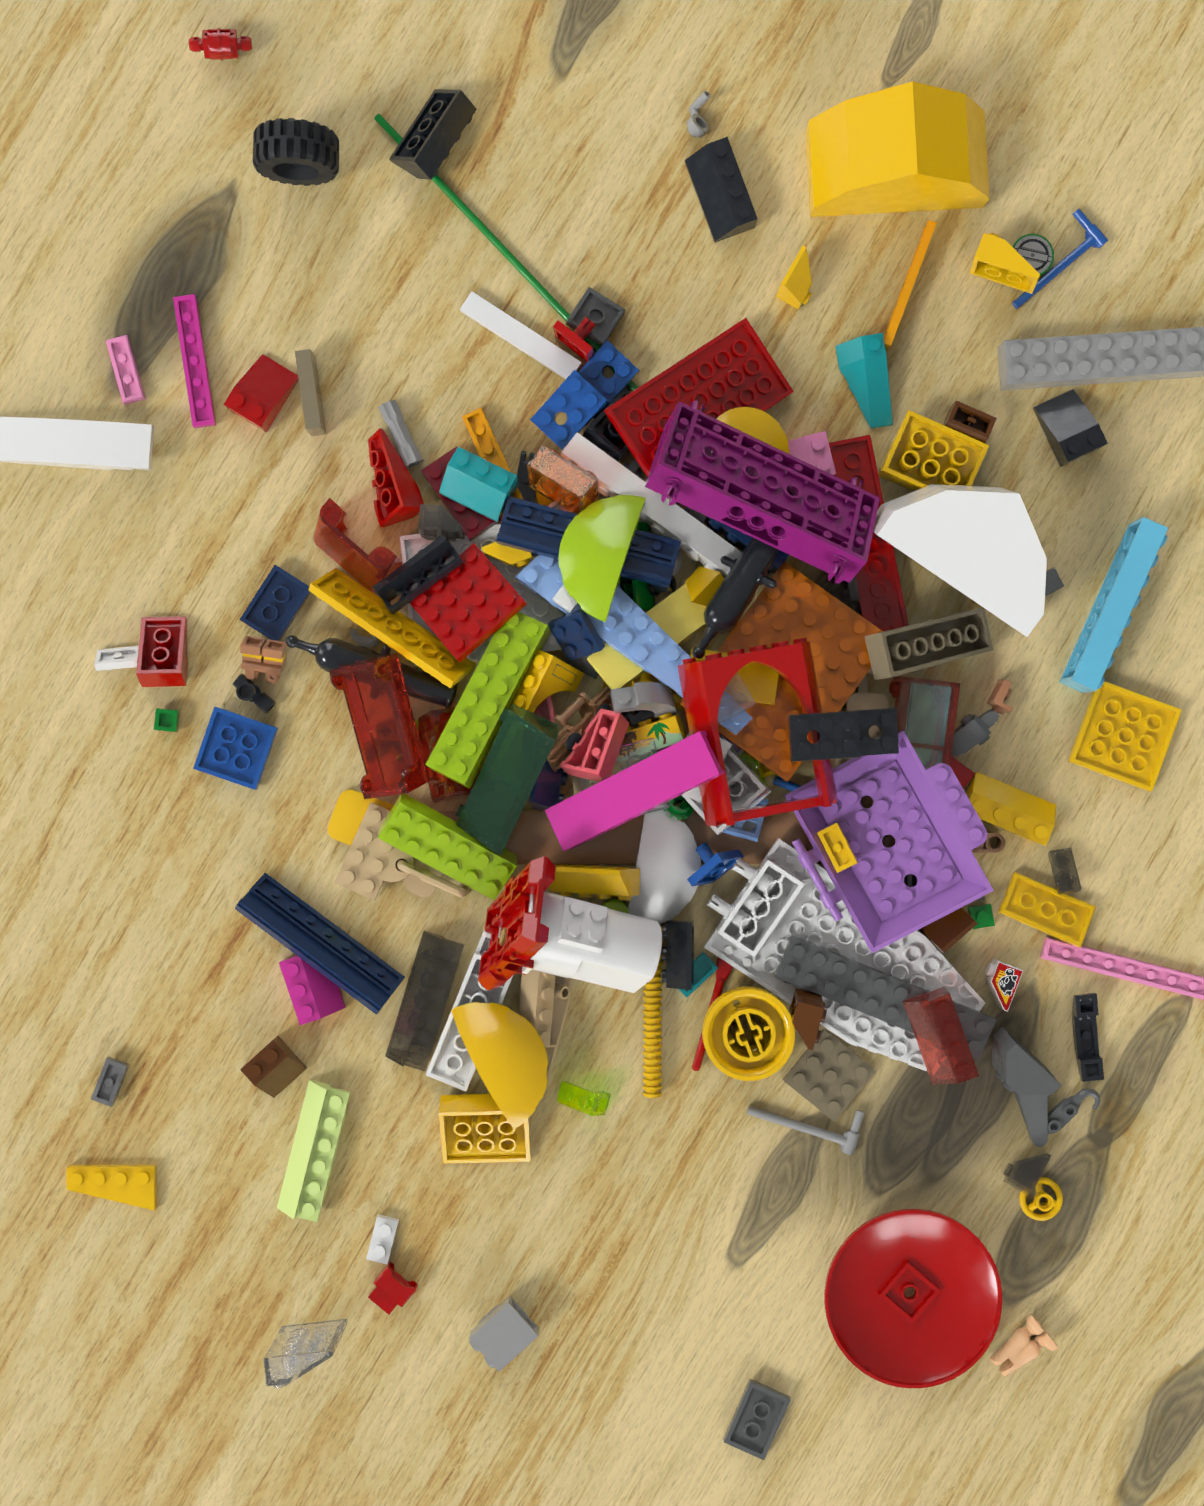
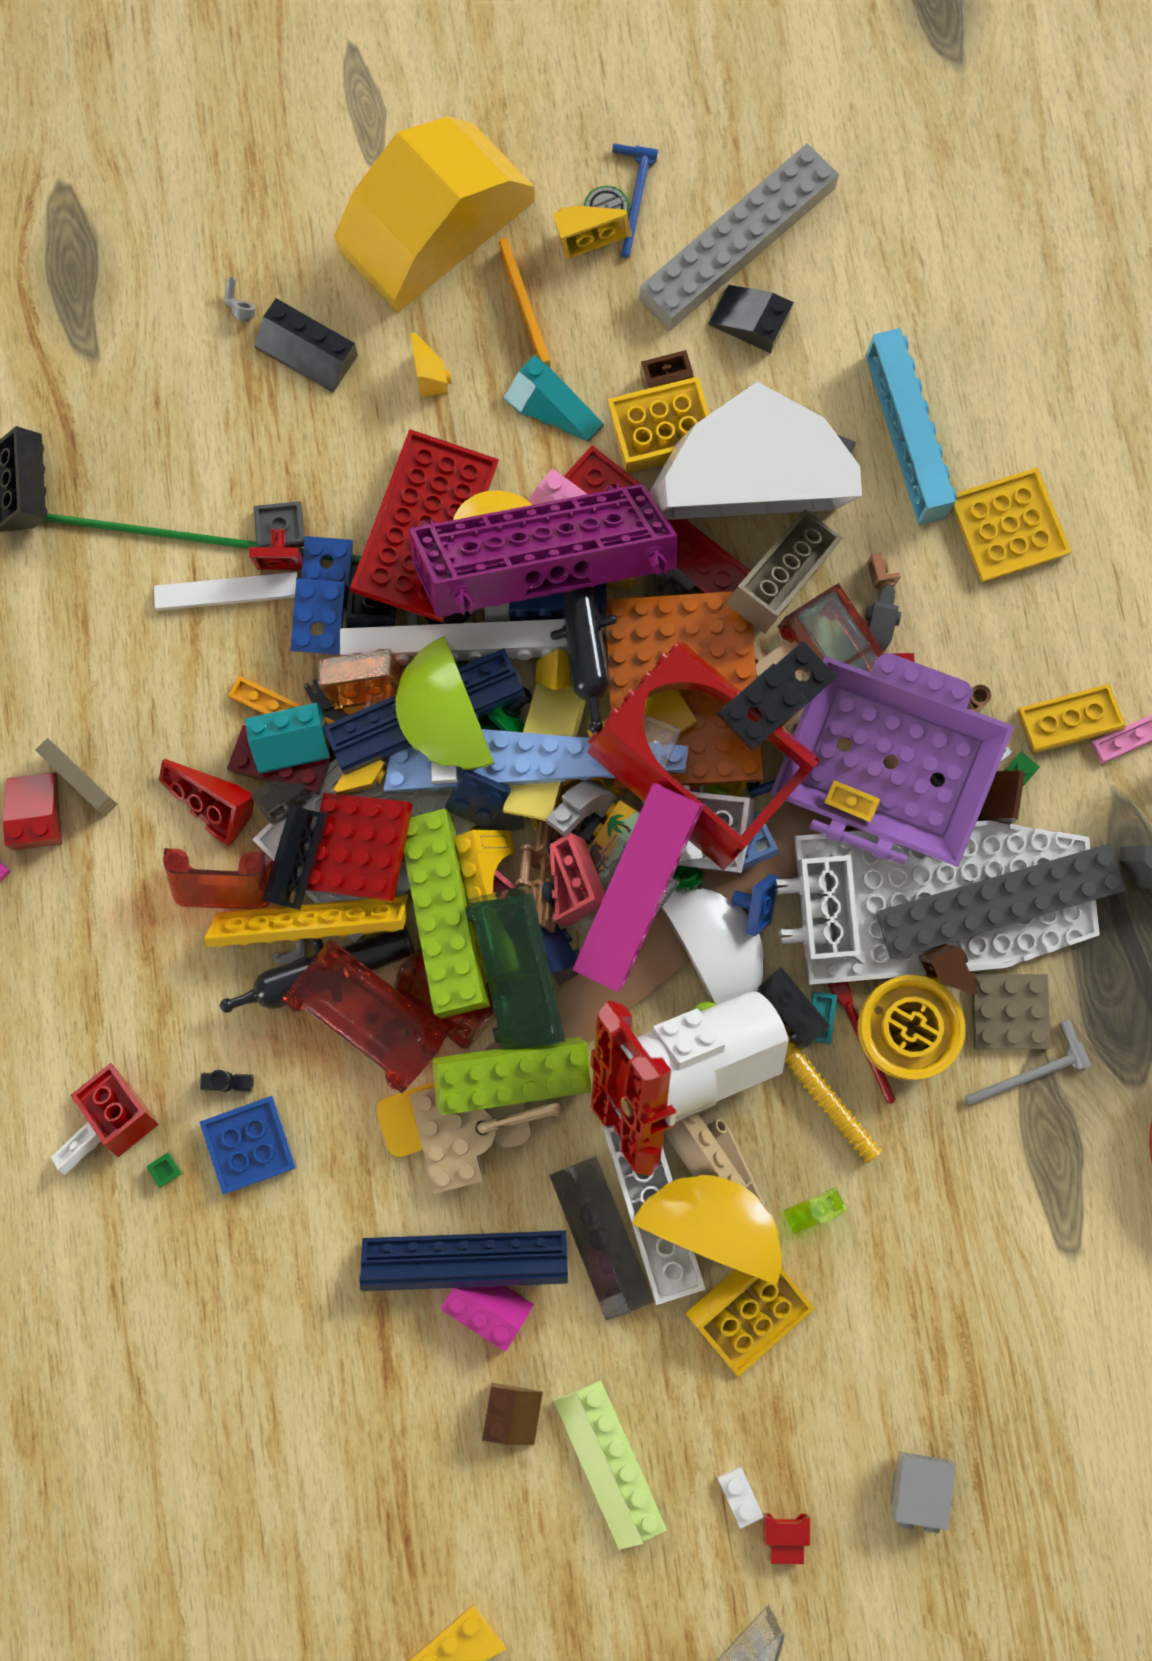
camera: 40 degrees left, 10 degrees down
(110, 1081) = (368, 1557): flat silver plate -> none
(263, 657) = (211, 1041): nougat hips -> none
(276, 604) = (186, 986): dark blue plate -> none
(400, 433) = (197, 758): light grey axle -> none
(596, 880) = (670, 996): yellow slope -> none
(940, 1037) = (1078, 894): clear red slope -> none
(1002, 982) = (1088, 809): slope -> none
(1012, 809) = (974, 656): yellow slope -> none
(1064, 871) = (1057, 673): clear smoke hinge -> none

